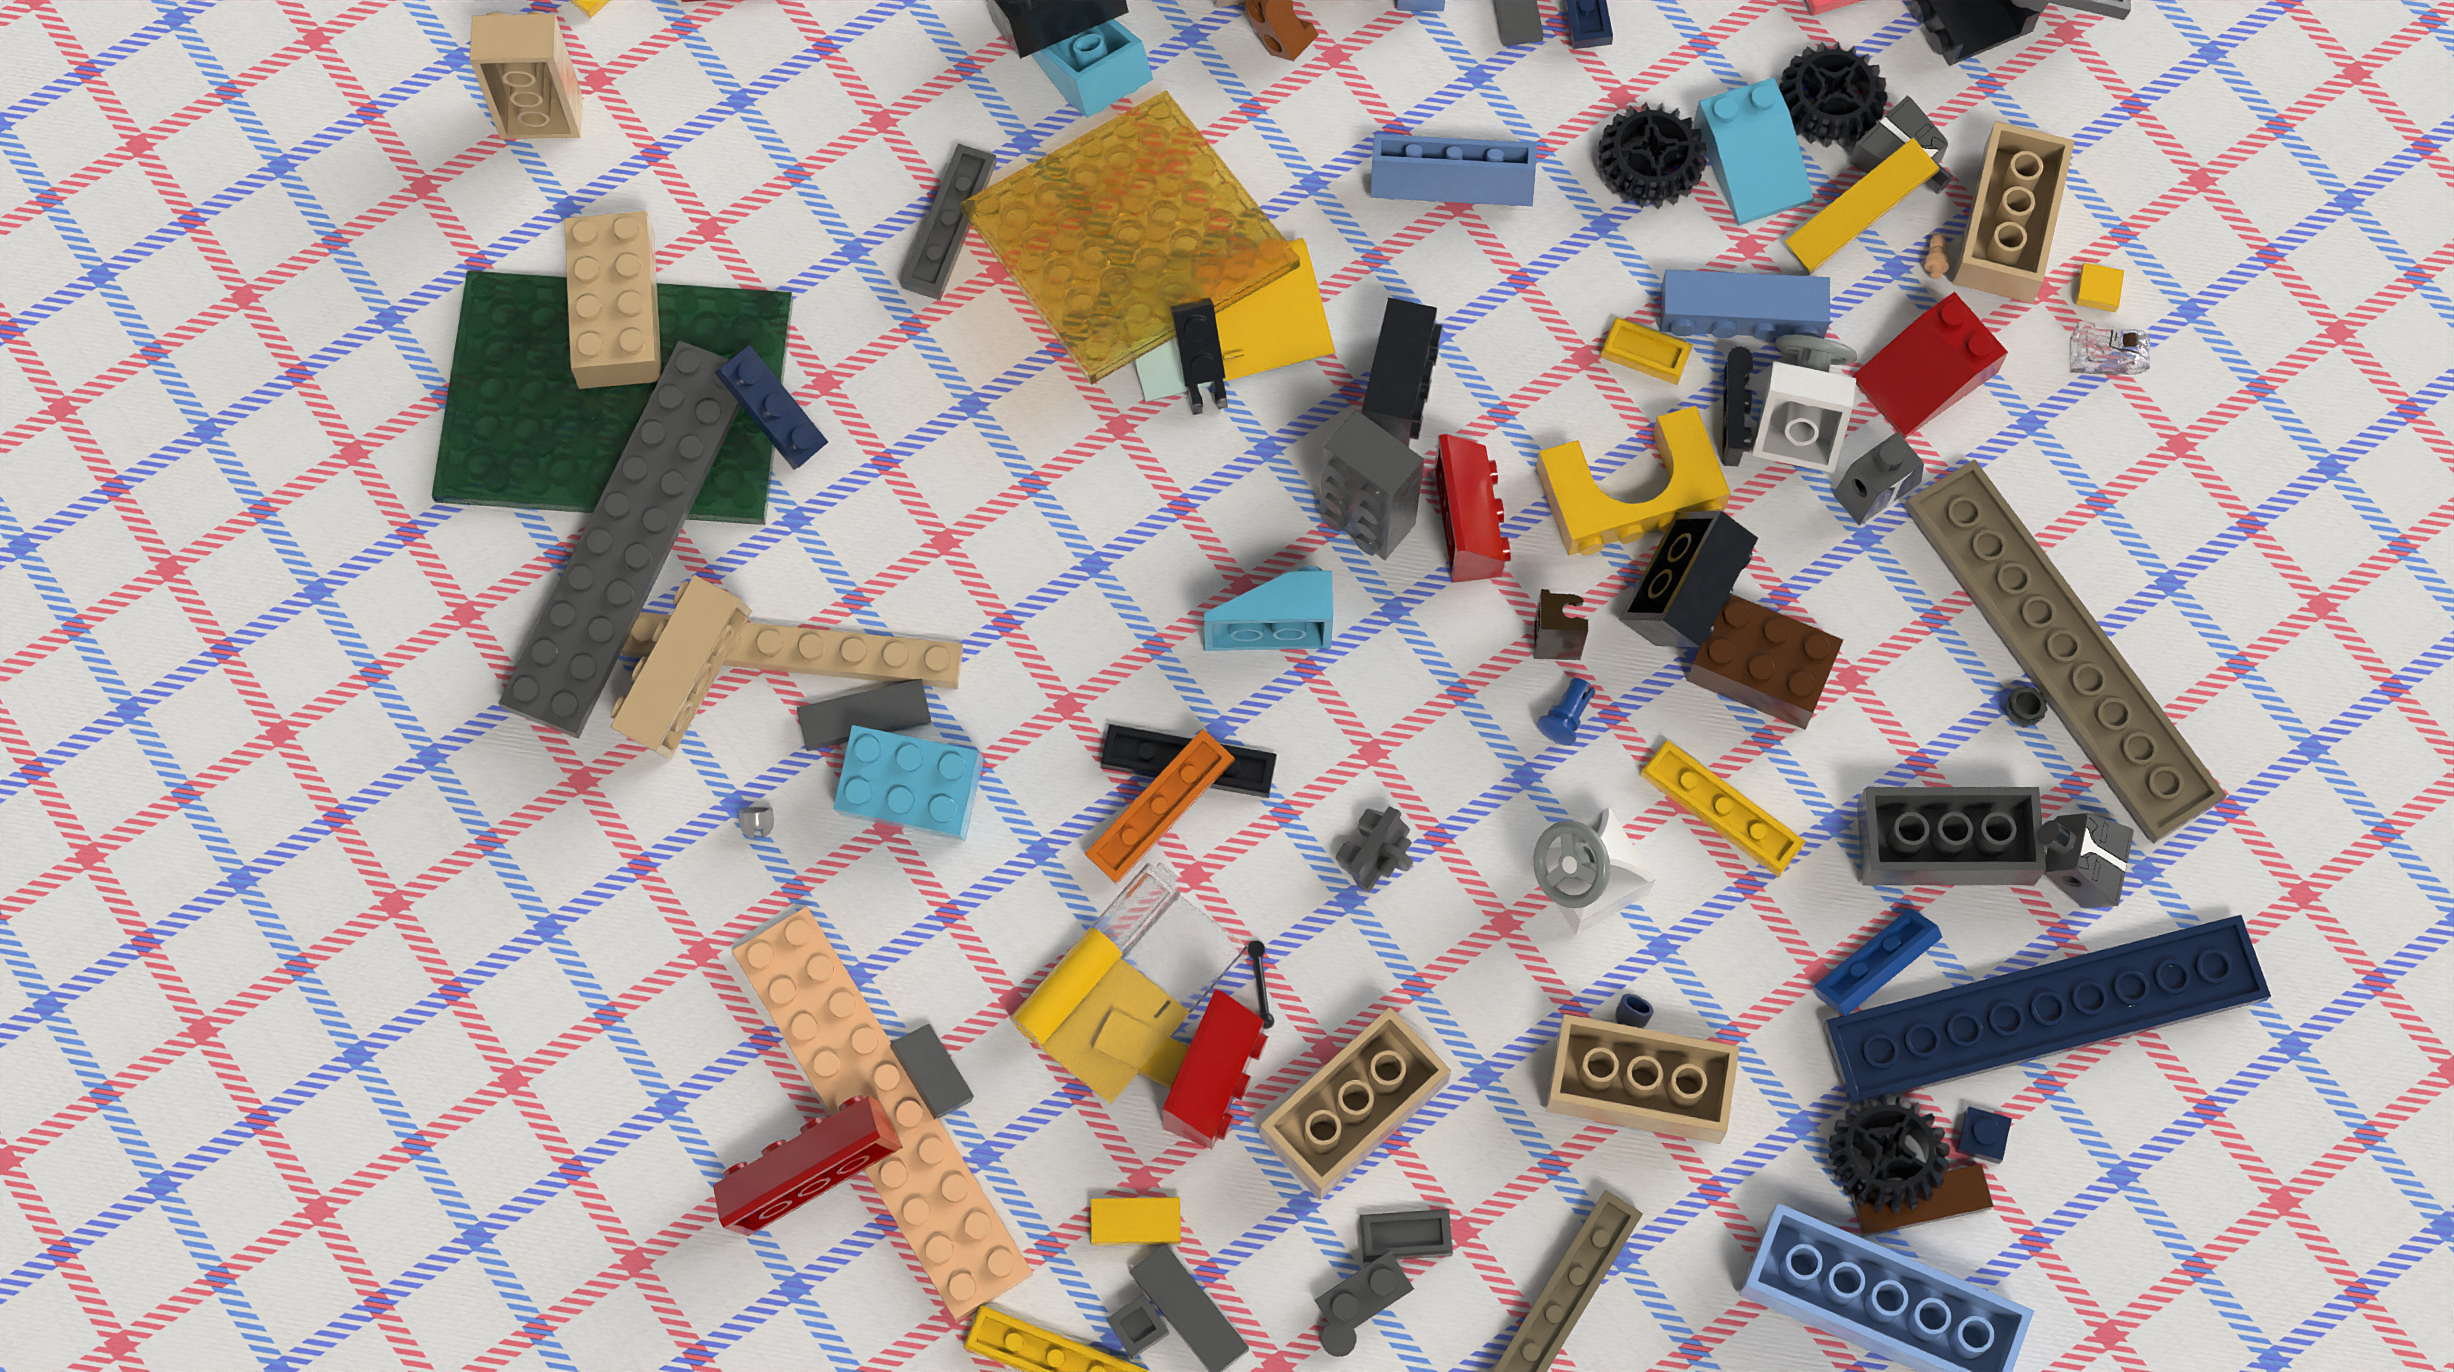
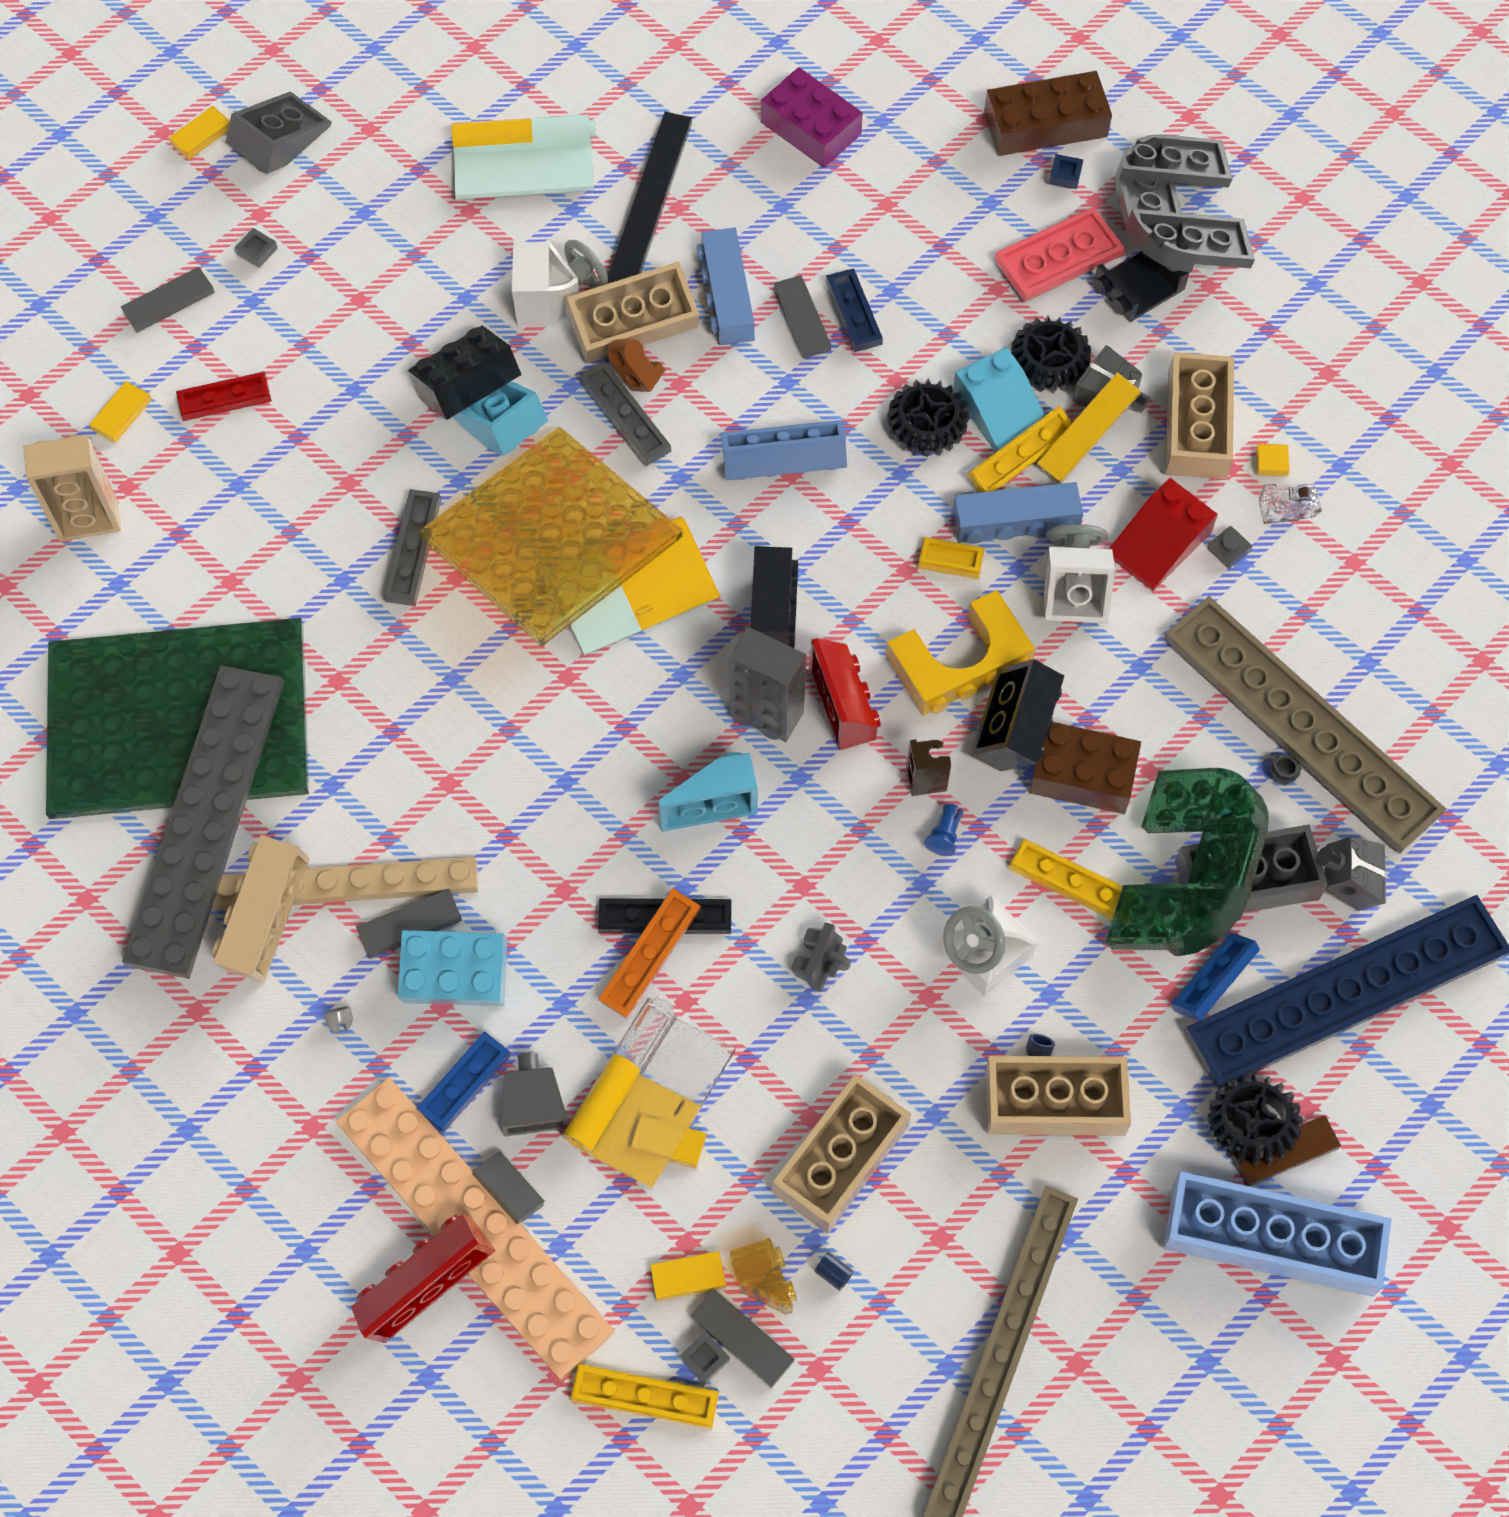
camera: 10 degrees left, 5 degrees down
(612, 300) = (164, 643): tan brick -> none
(771, 407) = (299, 703): dark blue plate -> none
(899, 928) = (464, 1081): none -> blue plate
(979, 966) = (531, 1099): none -> dark grey torso
(1199, 351) = (619, 610): black hinge -> none
(1214, 1071) = (728, 1148): red slope -> none
(1225, 1239) = (760, 1275): none -> clear yellow slope
(1255, 85) = (625, 413): none -> dark grey plate
(1256, 951) = (743, 1051): black hinge -> none
(1318, 1248) = (834, 1271): none -> dark blue hinge
(1359, 1300) = (872, 1306): dark grey hinge -> none
(1406, 1234) = (899, 1249): dark grey tile -> none
(1736, 404) = (1025, 585): black hinge -> none
(1764, 222) = (1019, 452): none -> yellow tile
(1868, 879) = (1223, 871): none -> clear green plate
(1886, 474) = (1148, 614): dark grey torso -> none
(1937, 261) = (1150, 460): light nougat piece -> none
(1983, 1135) = (1322, 1093): dark blue plate -> none
(2017, 396) = (1229, 547): none -> dark grey plate

